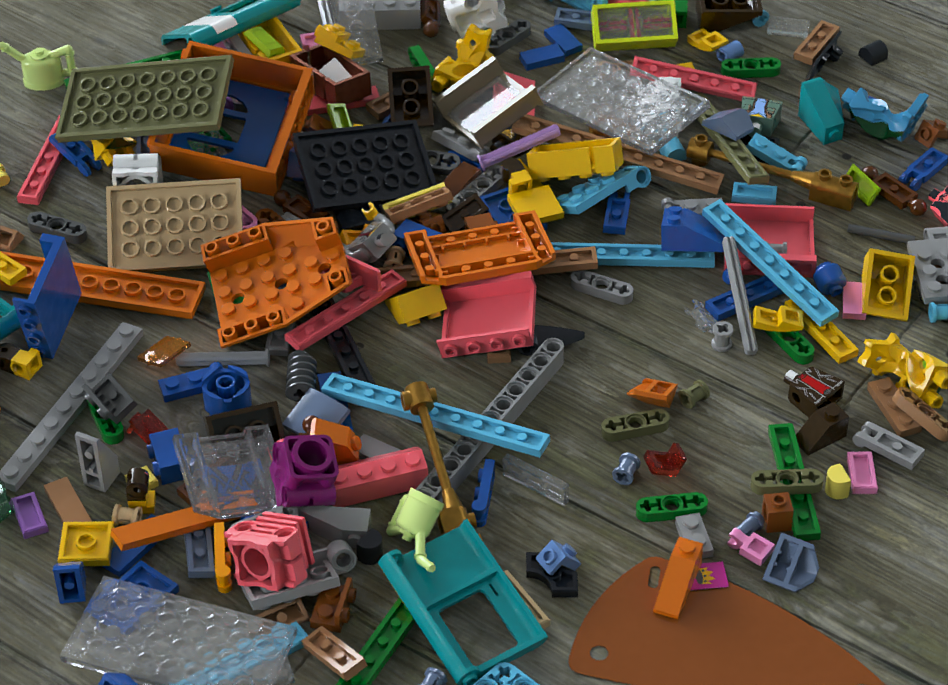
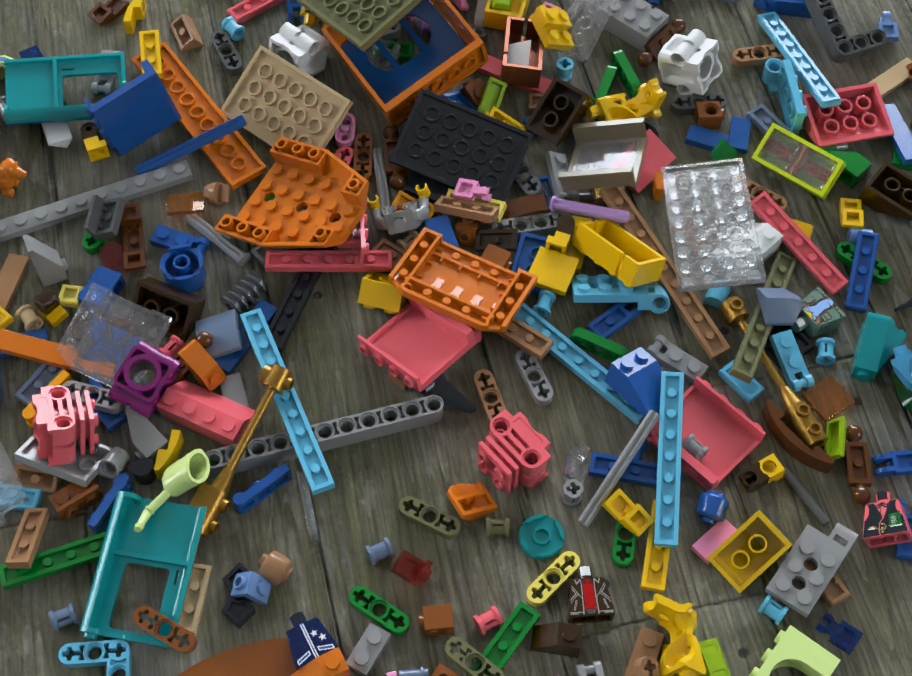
camera: 40 degrees right, 15 degrees up
(44, 205) = (236, 31): none -> medium azure bush
(118, 306) = (191, 145): none -> blue axle
(168, 414) = (133, 238): none -> reddish brown slope
(184, 326) = (216, 193): none -> medium nougat piece
(370, 585) = (100, 518): none -> blue hinge
(375, 68) = (564, 68): none -> medium azure bush
(377, 519) = (169, 456): none -> yellow slope
(407, 190) = (471, 189): none -> bright pink plate
(438, 49) = (625, 72): none -> green beam
(524, 633) = (174, 629): none -> dark orange beam
(525, 37) = (708, 114): none -> dark orange brick
(548, 109) = (658, 186): none -> orange tile
(552, 231) = (544, 303): none -> medium azure bush
(561, 530) = (275, 568): none -> medium nougat head
(566, 54) = (723, 151): none -> green tile
(601, 326) = (492, 389): none -> medium nougat beam
(646, 558) = (308, 639): none -> clear blue torso
(648, 230) = (598, 345): none -> green beam
(652, 335) = (513, 452): none -> coral piece
(724, 479) = (437, 620): none -> dark orange brick
(731, 381) = (541, 537): none -> teal tile
(758, 70) = (862, 271): none -> blue tile
(759, 454) = (487, 620): none -> coral bush
(776, 392) = (536, 586): none -> light yellow beam
(791, 136) = (820, 344): none -> medium azure bush
(822, 160) = (828, 398): none -> clear orange piece
(835, 205) = (815, 459): none -> reddish brown slope
(838, 238) = (762, 473): none -> leg

